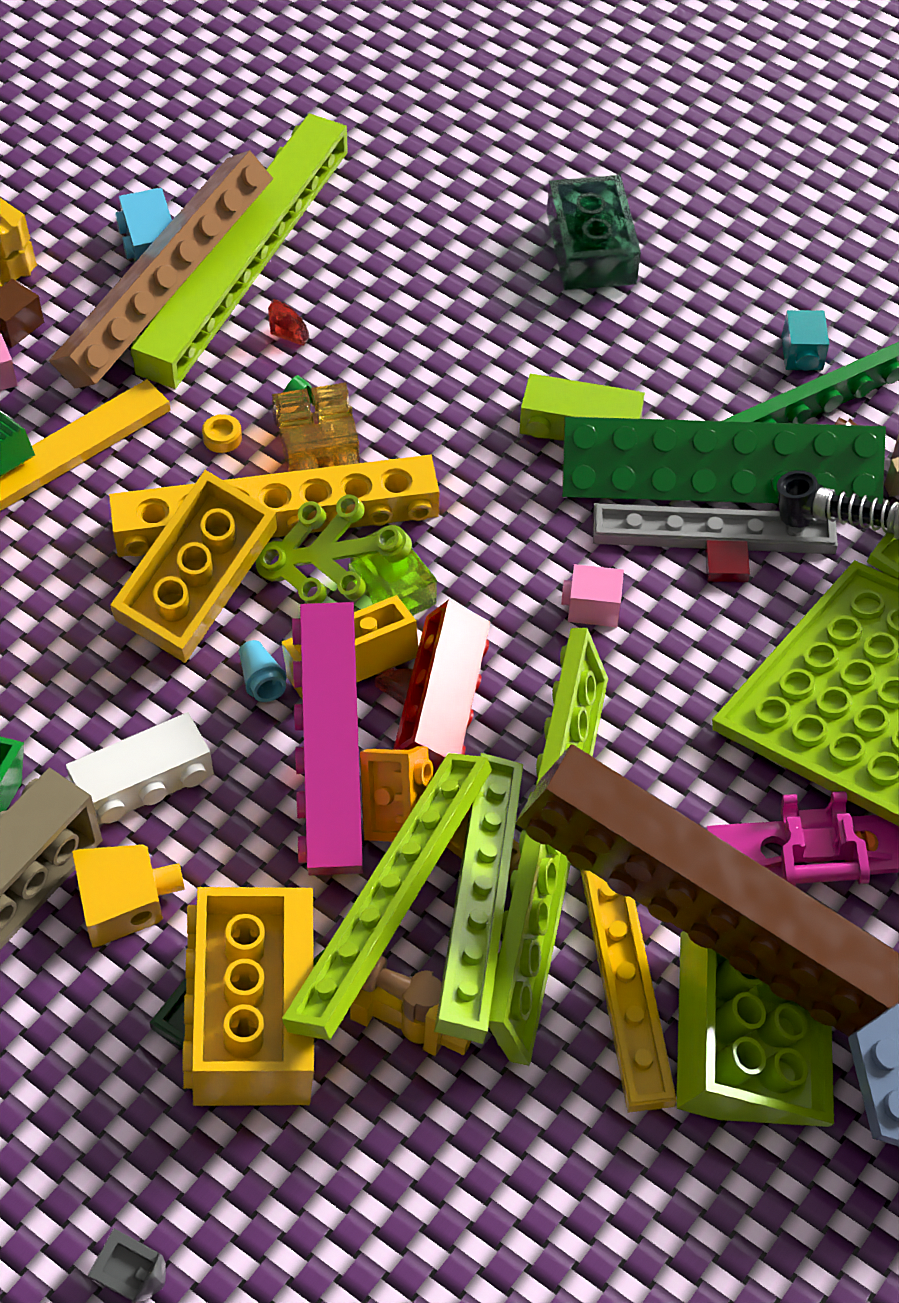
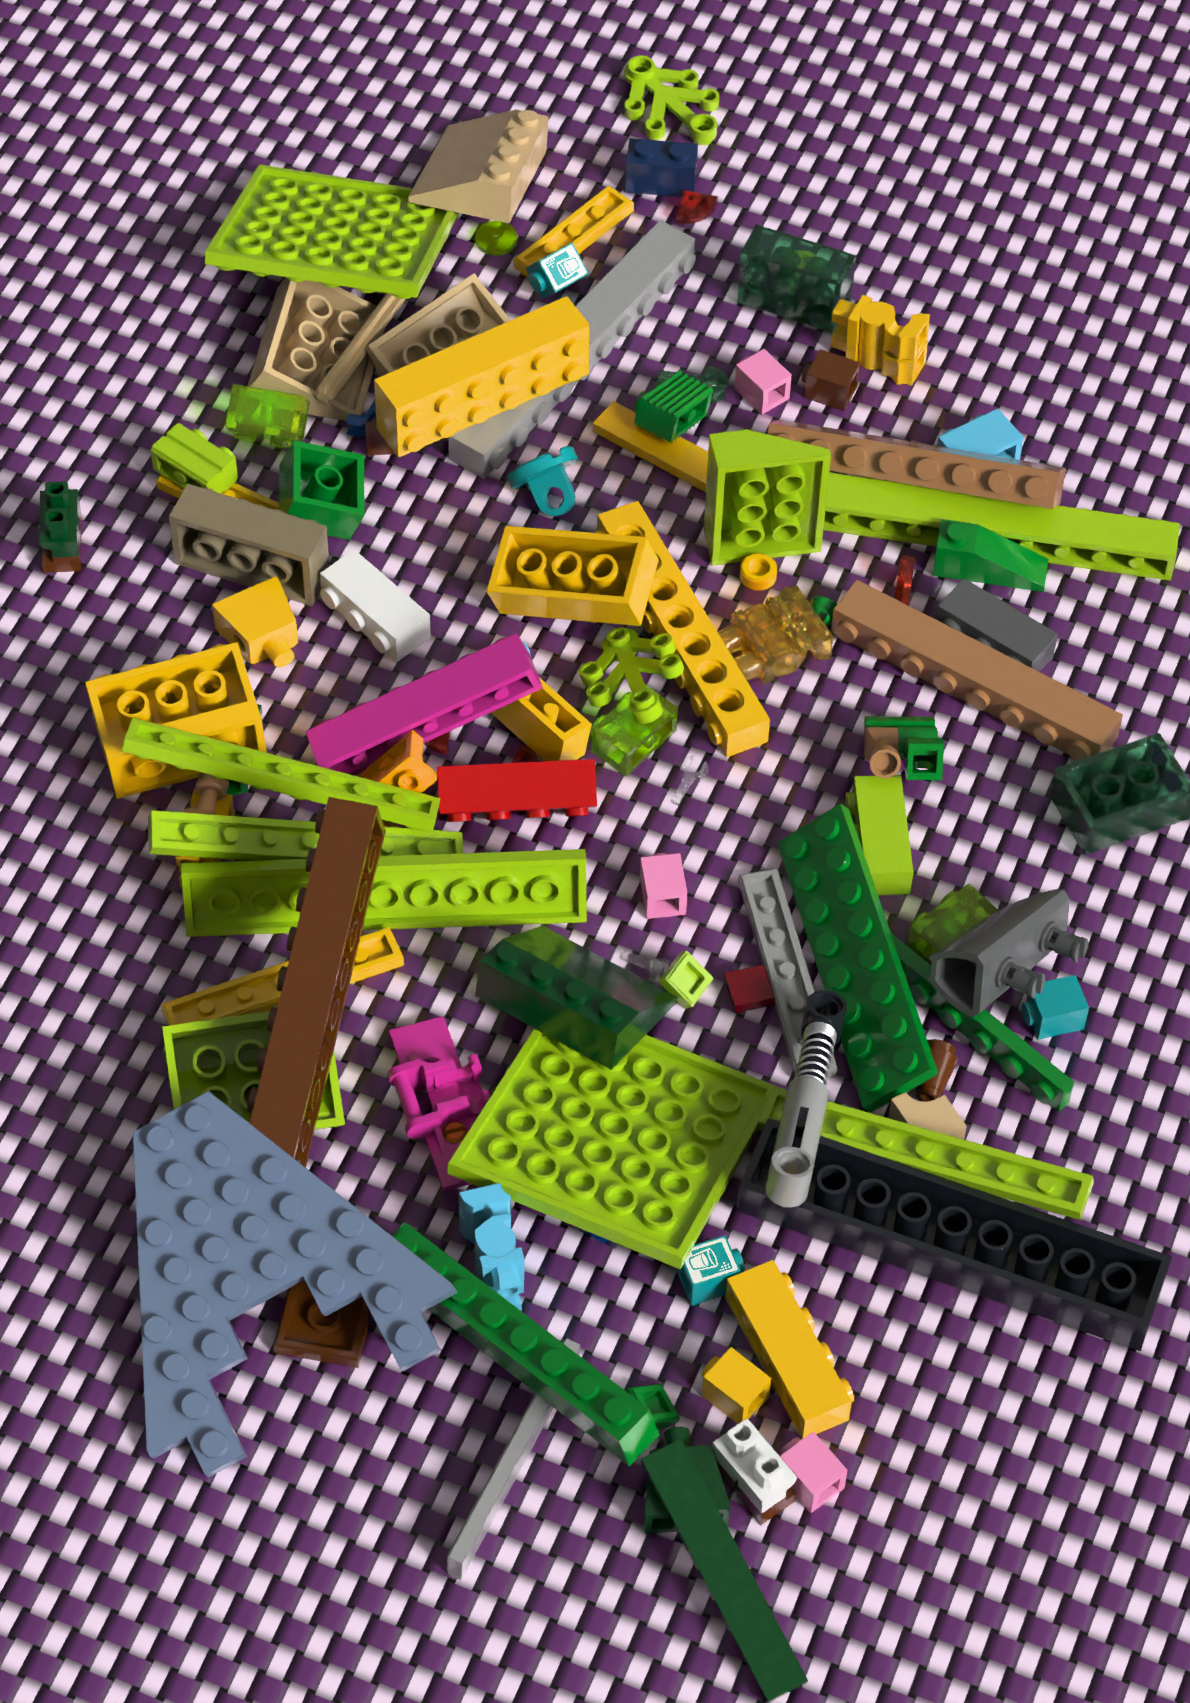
camera: 75 degrees right, 0 degrees up
(29, 567) = (544, 474): none -> teal tile
(171, 378) = (764, 496): none -> lime slope
(278, 262) = (986, 558): none -> green slope
(371, 273) = (997, 625): none -> dark grey brick
(413, 300) = (975, 672): none -> medium nougat brick
(460, 543) = (688, 779): none -> clear hand
(496, 361) = (906, 739): none -> green hips
(688, 625) = (655, 967): none -> clear hand
(703, 385) = (948, 920): none -> clear neon green brick
(711, 604) = (686, 979): none -> lime tile
(722, 694) = (571, 994): none -> dark green slope
(766, 352) = (1003, 950): none -> dark grey piece

